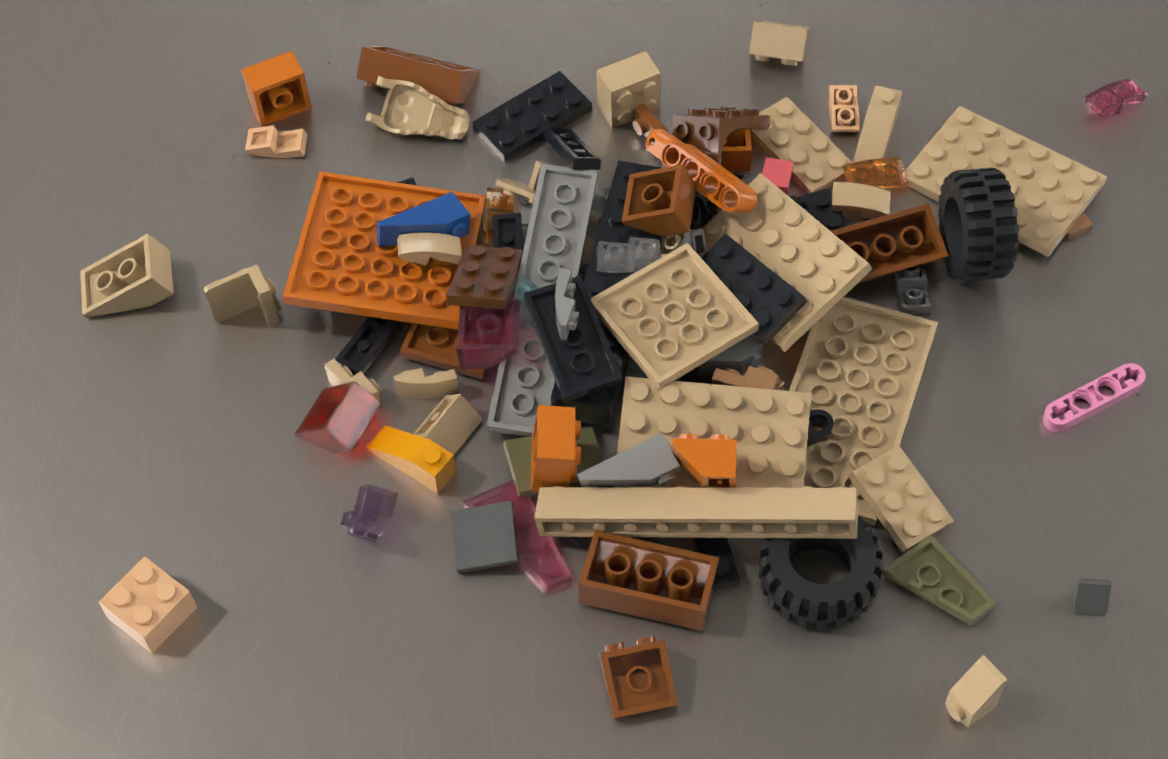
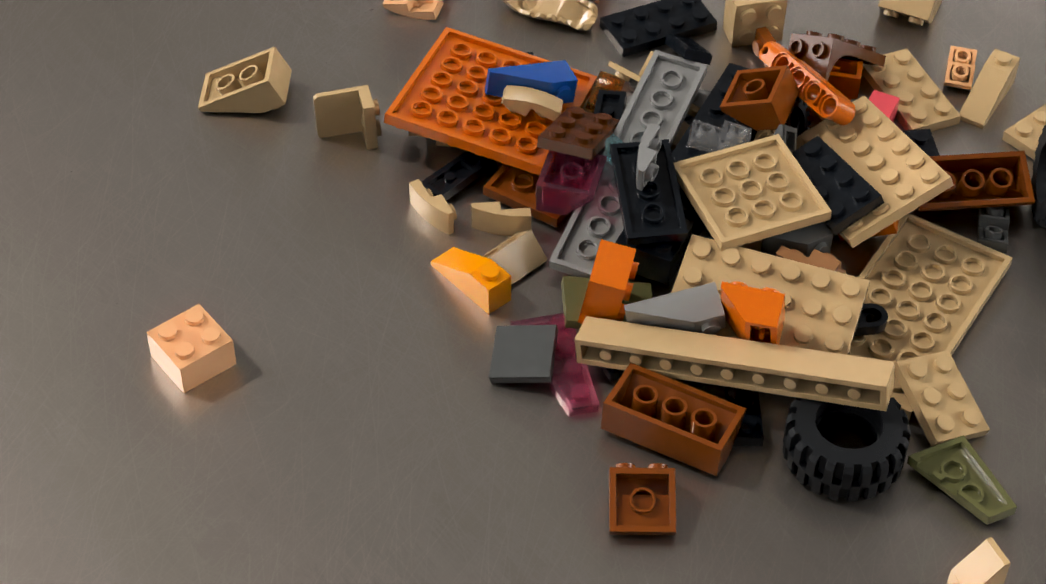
camera: 10 degrees right, 10 degrees down
(339, 418) = (412, 231): clear red slope -> none
(371, 513) = (420, 314): clear purple brick -> none
(862, 198) = (957, 140): tan slope -> none
(877, 172) = (976, 124): clear orange slope -> none

